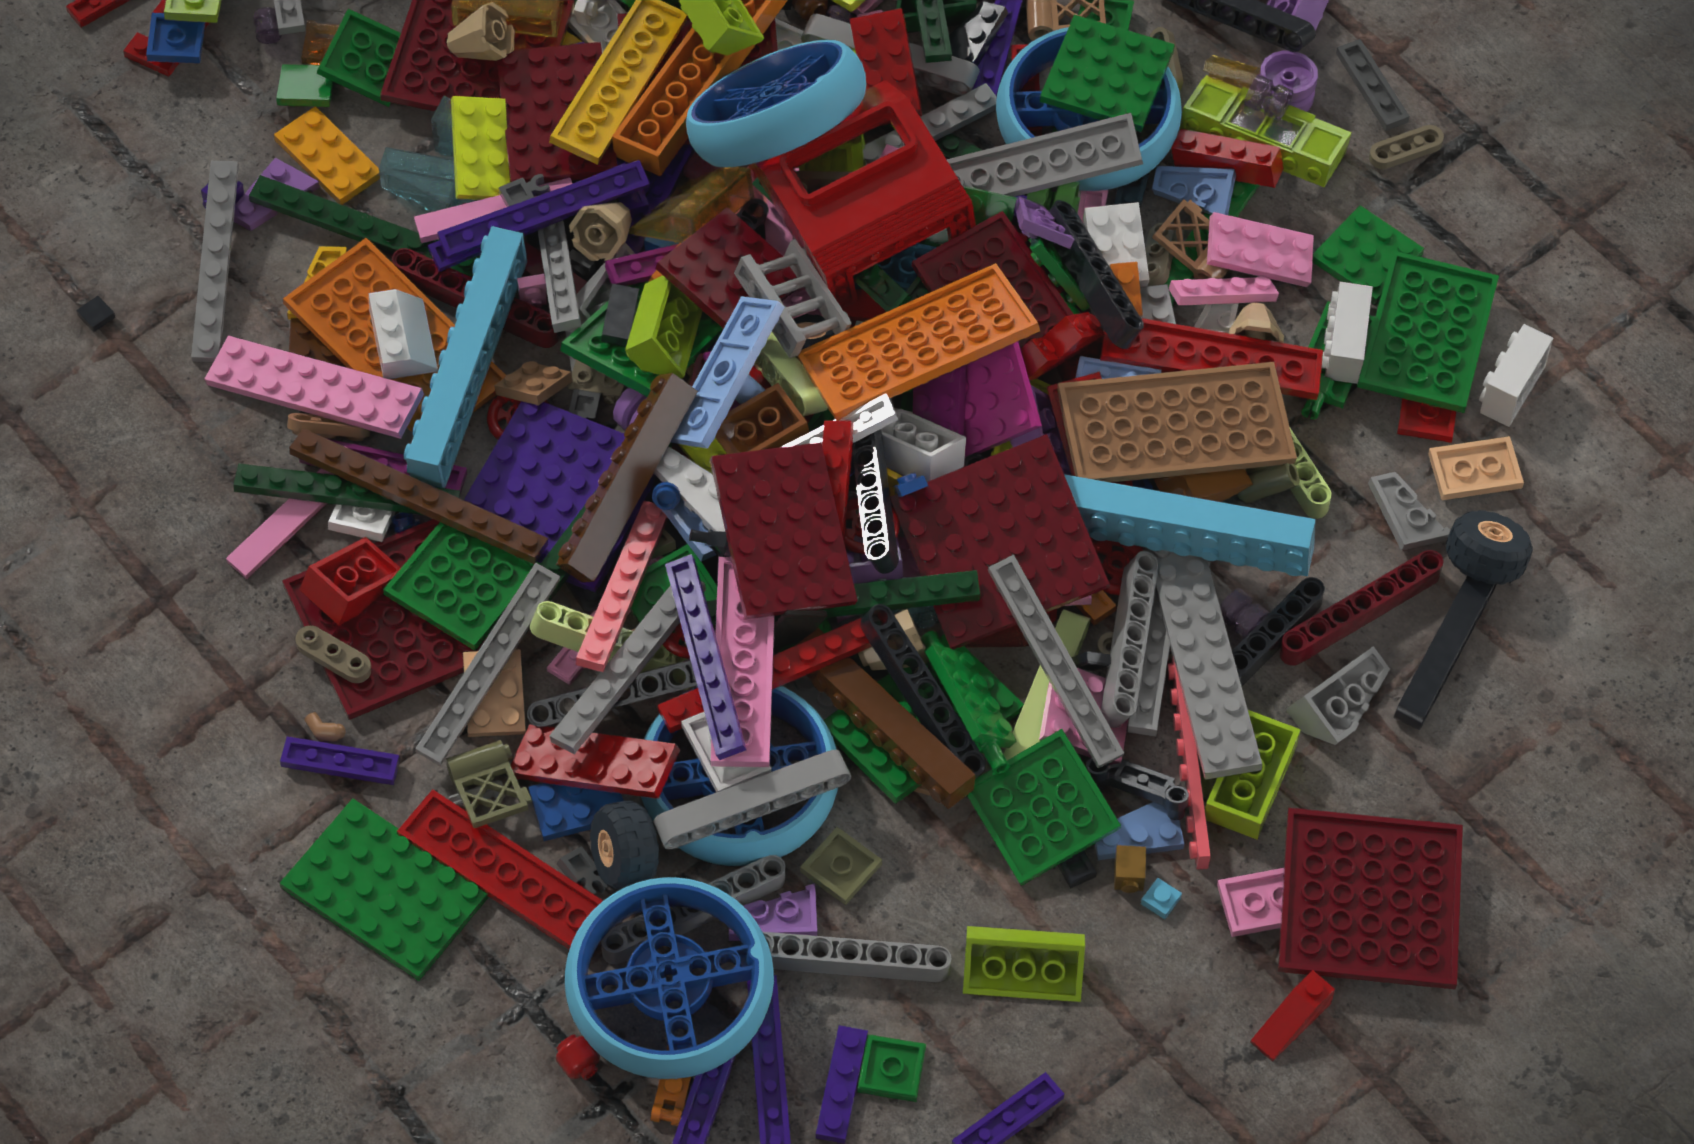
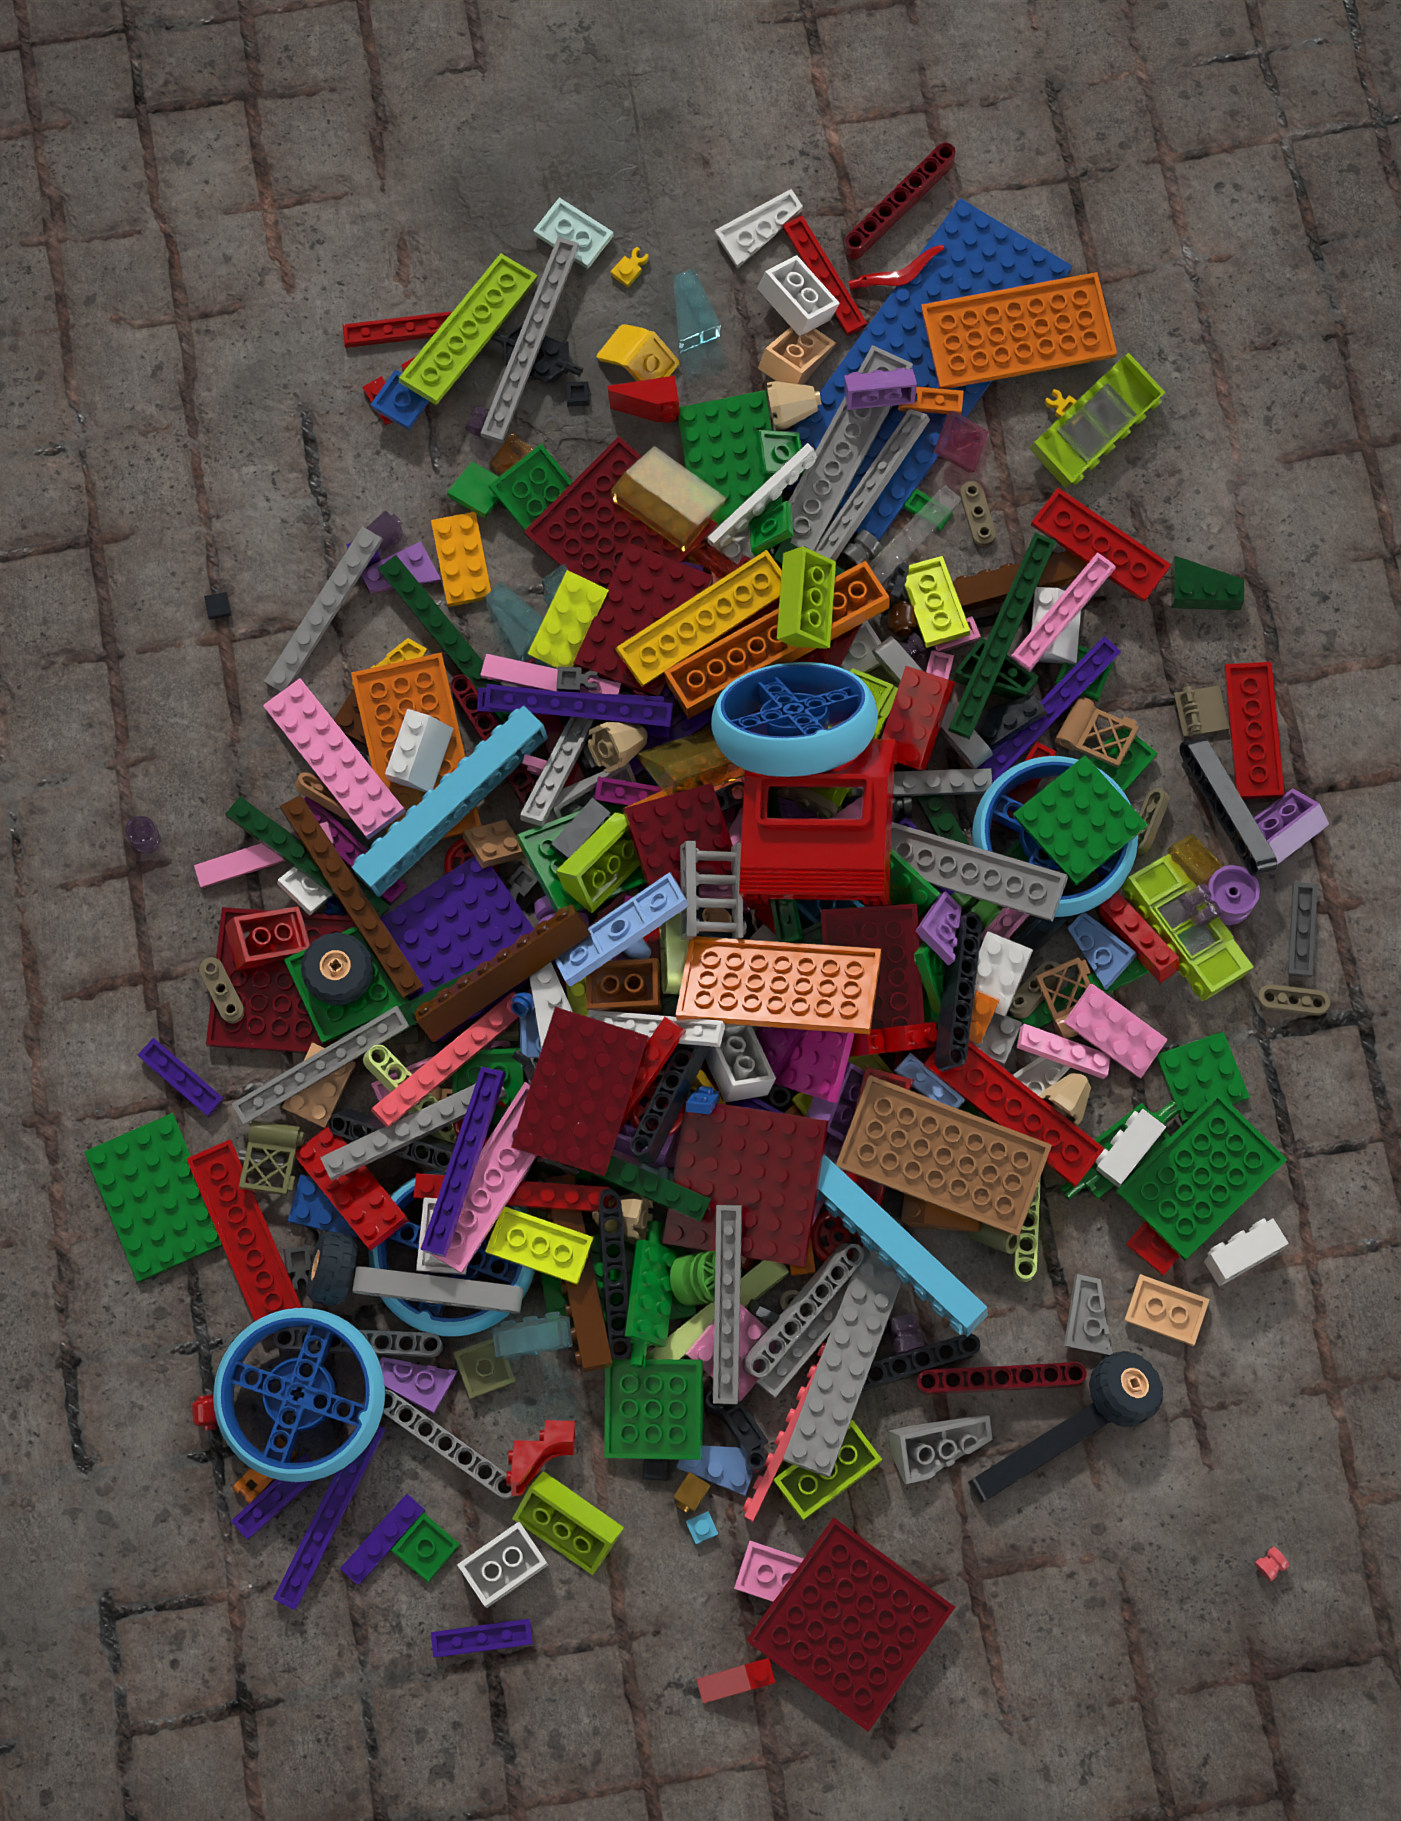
camera: 35 degrees right, 15 degrees up
(153, 553) = (143, 834): none -> clear purple wheel
(238, 153) = (388, 528): none -> clear purple brick
(324, 731) = (183, 1046): medium nougat arm -> none
(449, 563) = (337, 969): none -> black wheel
(483, 35) = (623, 527): tan cone -> none
(589, 32) = (713, 559): none -> clear red plate
(830, 704) = (540, 1245): none -> neon yellow plate
(877, 796) = (532, 1336): none -> clear light blue wedge
(945, 915) = (530, 1456): none -> red arch
(985, 1033) = (502, 1564): none -> white brick
(1007, 662) = (694, 1278): none -> bright green wheel

